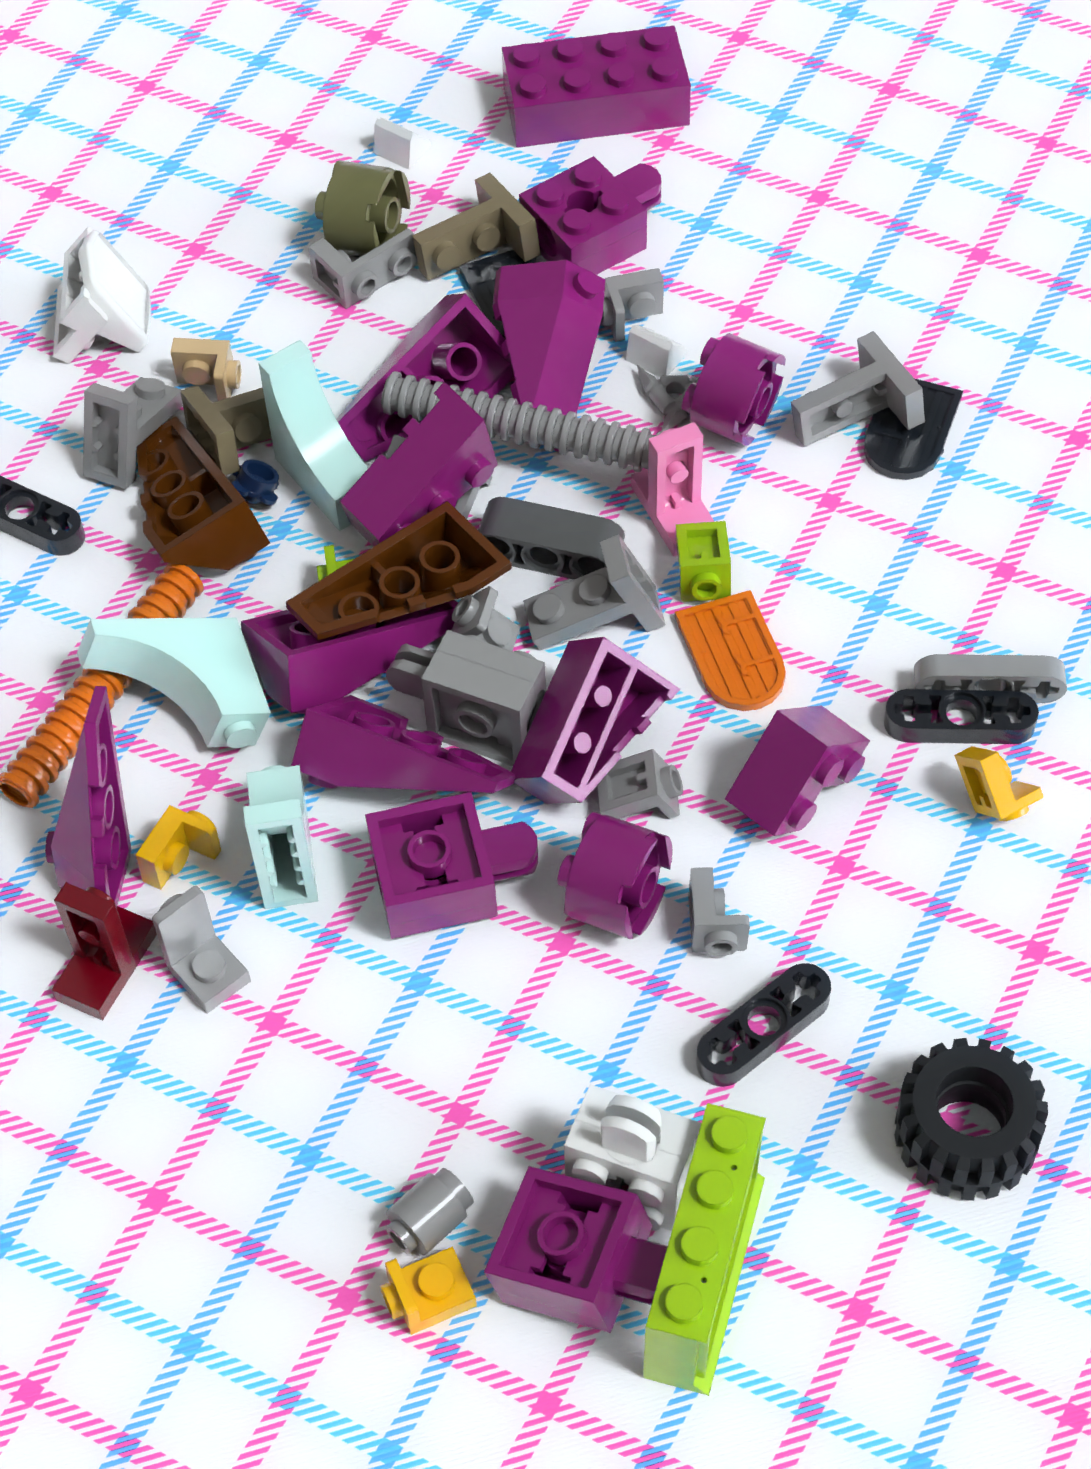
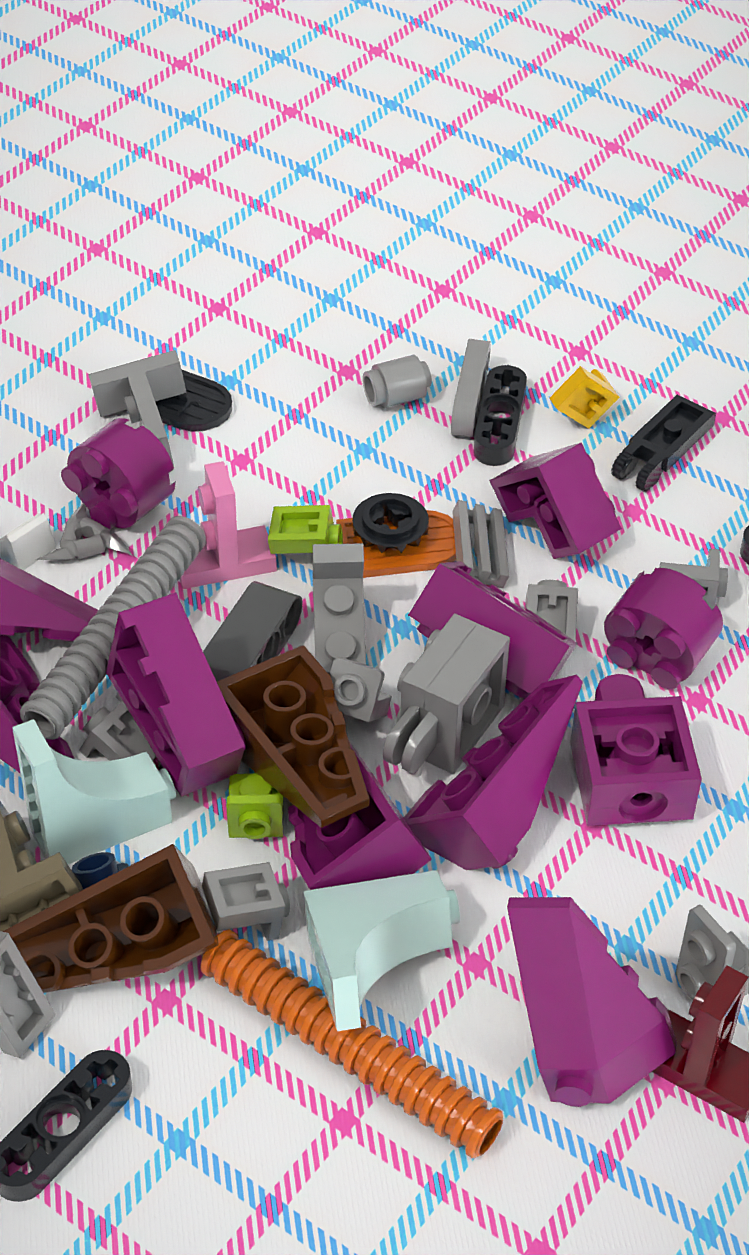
camera: 85 degrees left, 10 degrees down
(230, 581) = (246, 898): none -> light grey bracket
(280, 836) = (602, 868): light aqua arch -> none
(727, 698) = (497, 545): none -> light grey tile
(749, 613) = (401, 511): none -> black gear
(955, 879) = (663, 441): none -> black hinge
(975, 607) = (397, 381): none -> light grey brick

